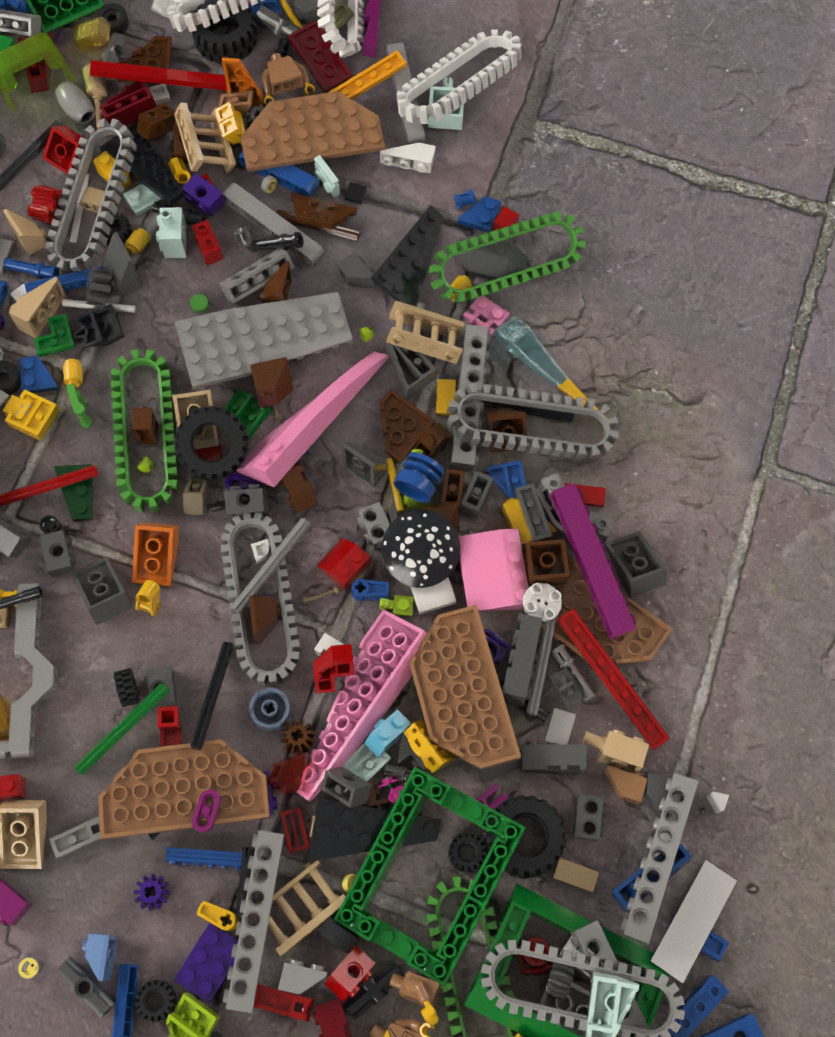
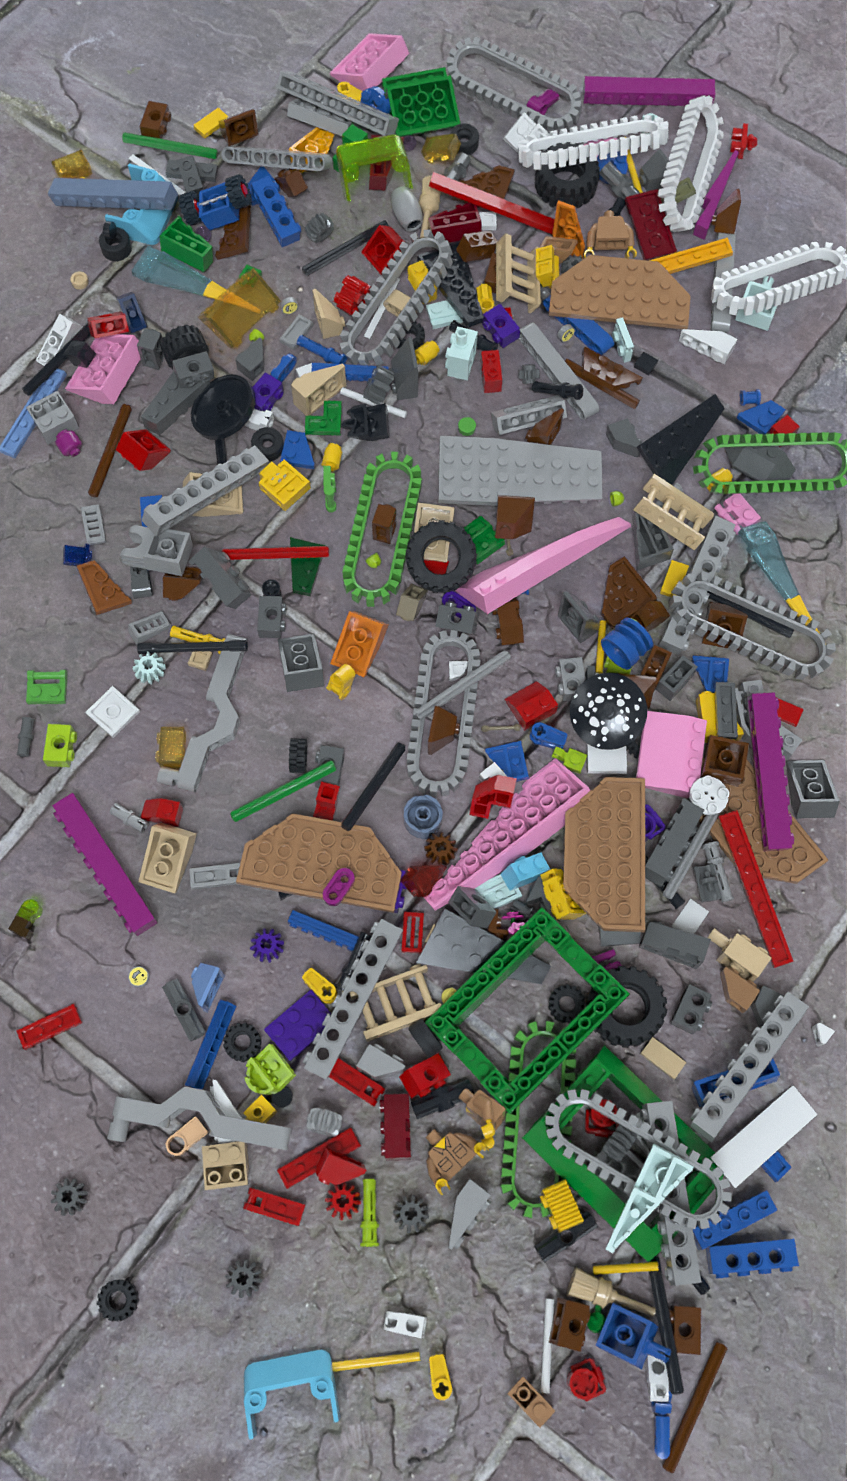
camera: 20 degrees right, 0 degrees up
(340, 625) = (510, 760): none -> blue wing
(390, 27) = (727, 214): none -> reddish brown slope

